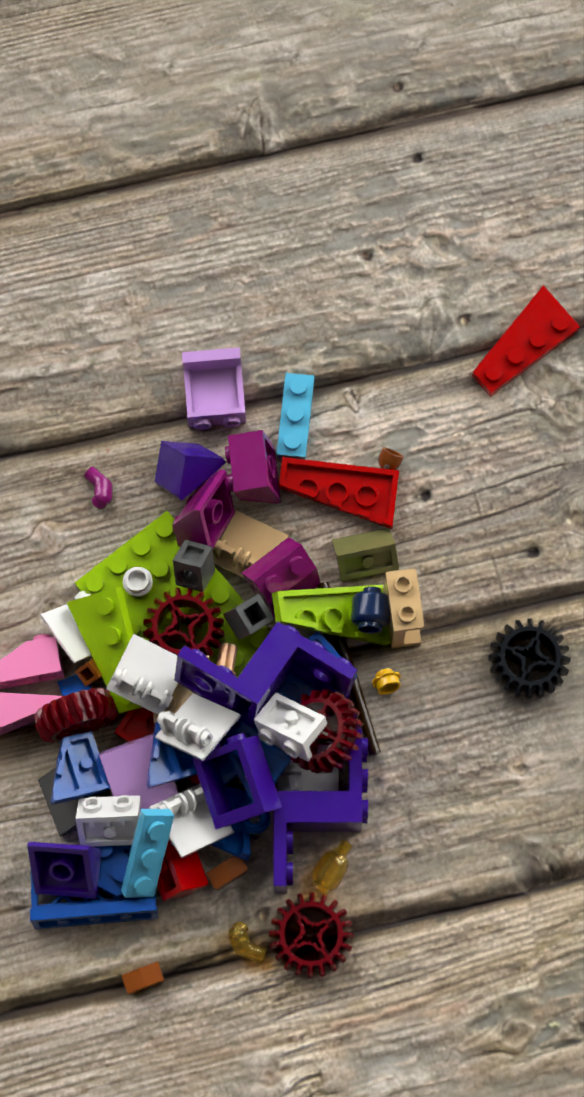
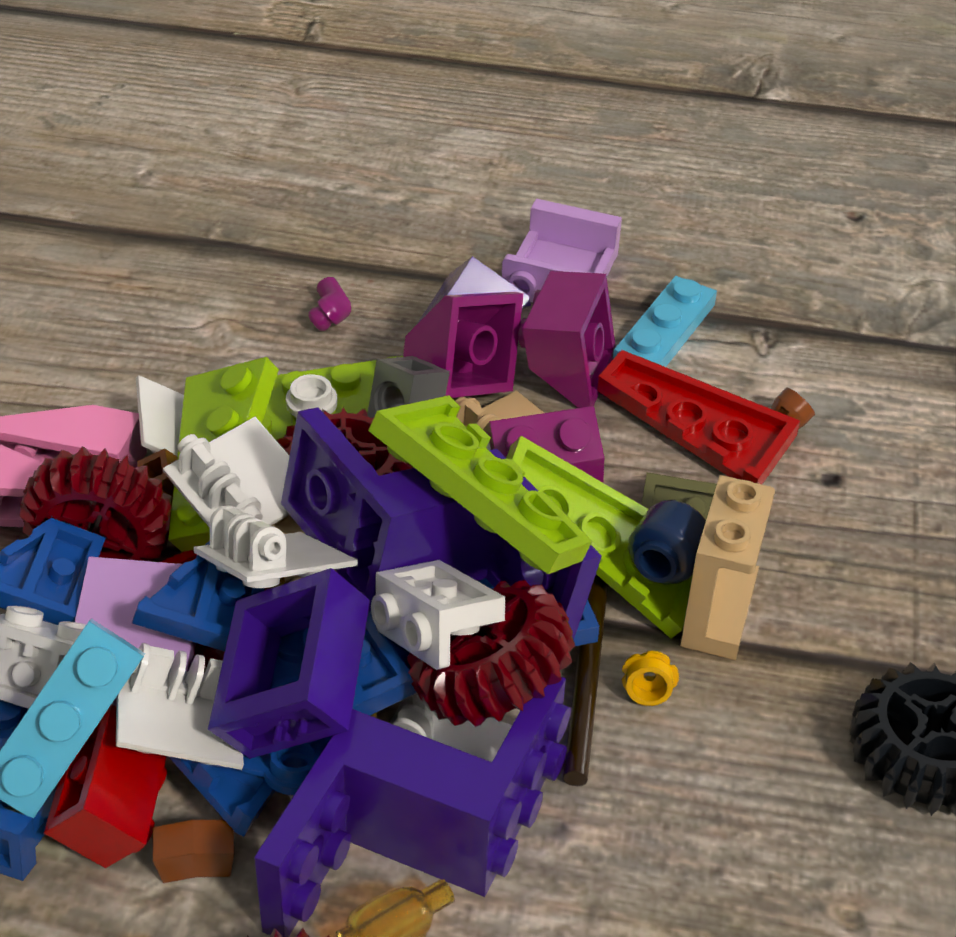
camera: 20 degrees right, 30 degrees down
(267, 651) = (488, 487): none -> lime wing

